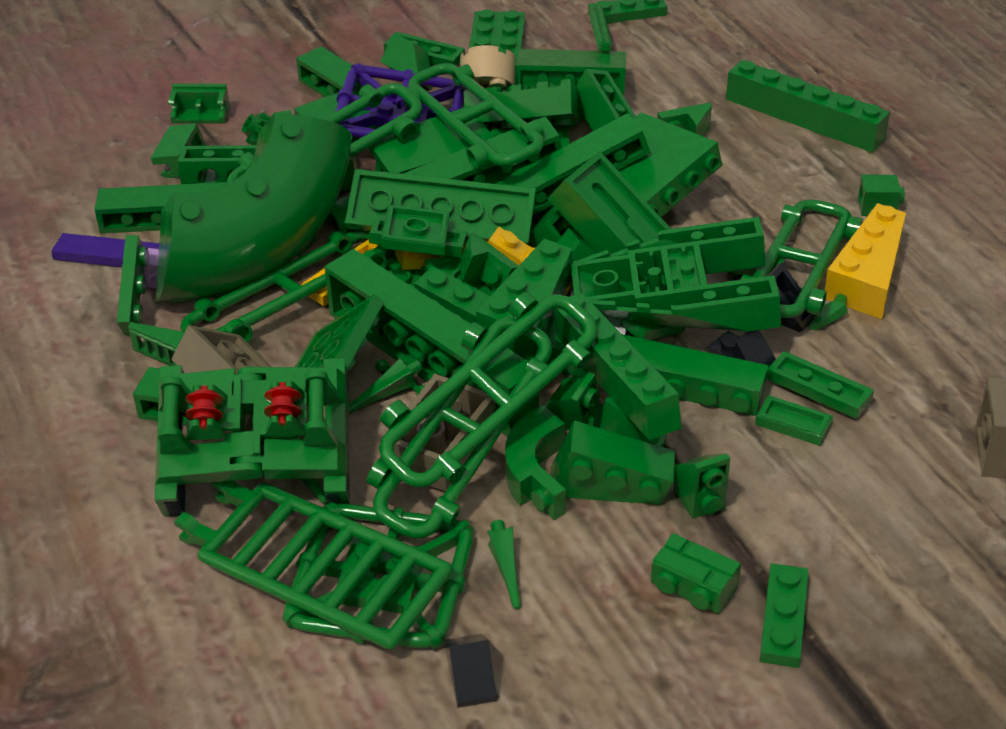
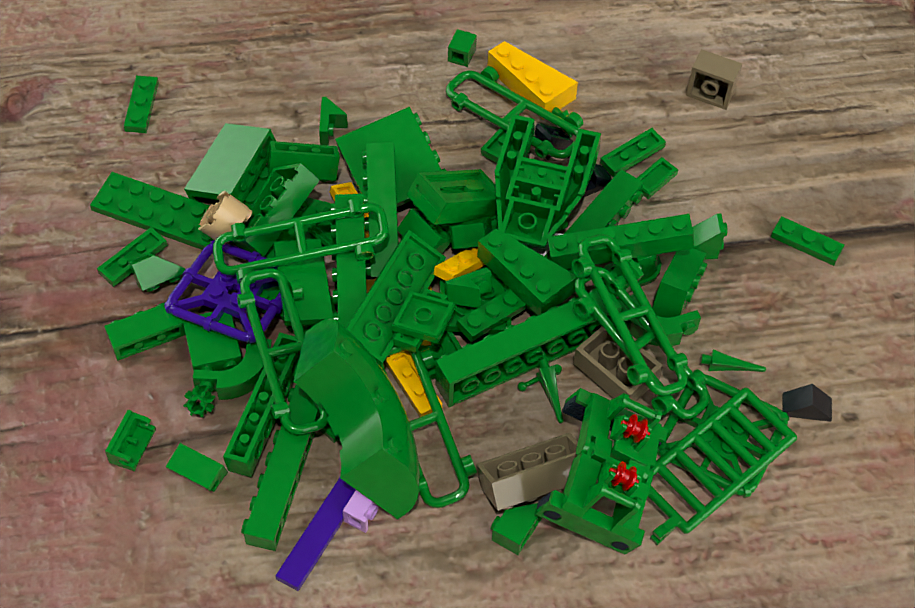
camera: 75 degrees left, 15 degrees up
(132, 283) = (391, 525): green plate -> none
(163, 341) = (459, 517): green slope -> none
(343, 335) = (521, 404): green plate -> none
(600, 29) = (182, 128): green axle -> none
(695, 573) = (772, 270): green brick -> none
(807, 105) = (341, 45): green brick -> none

